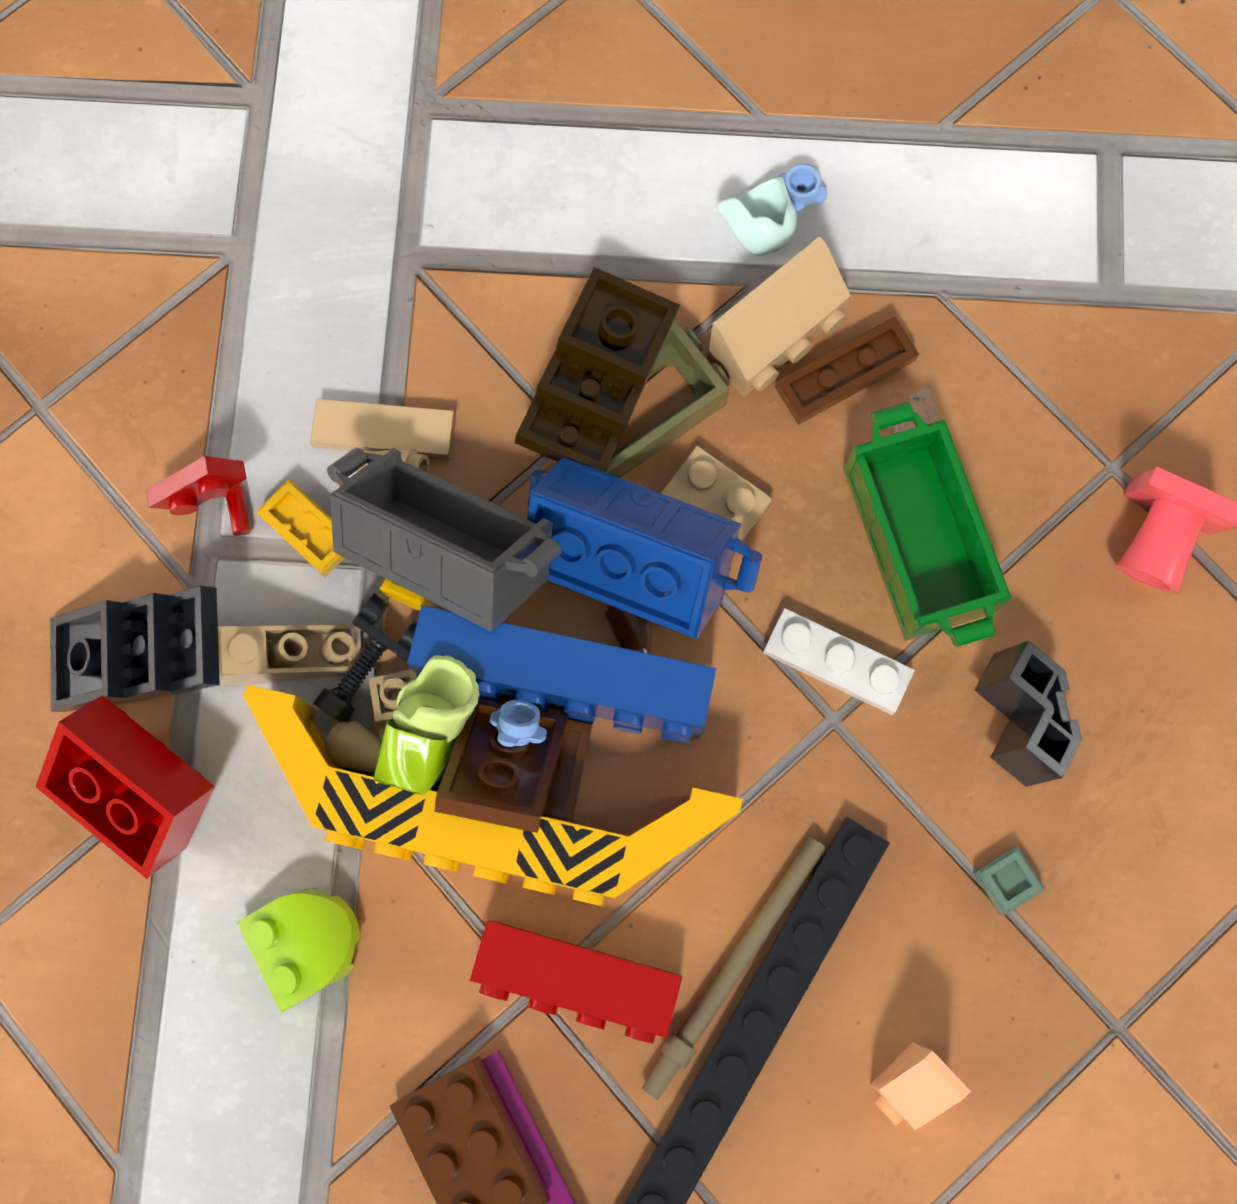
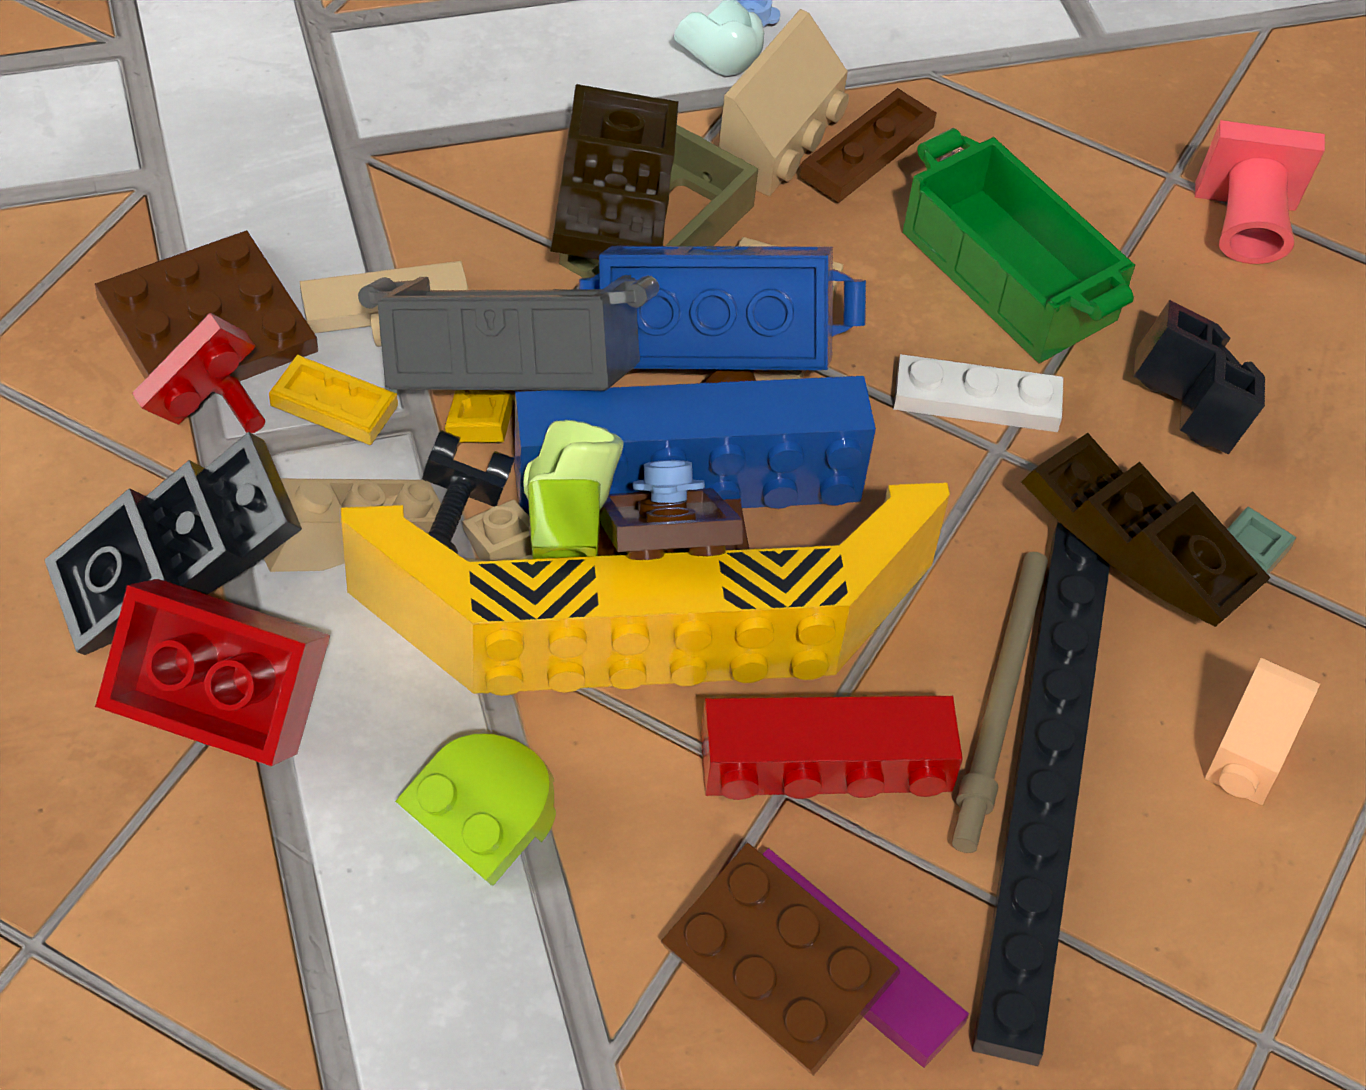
camera: 25 degrees left, 25 degrees down
(238, 405) = (230, 279): none -> reddish brown plate
(915, 856) = (1144, 533): none -> dark brown slope

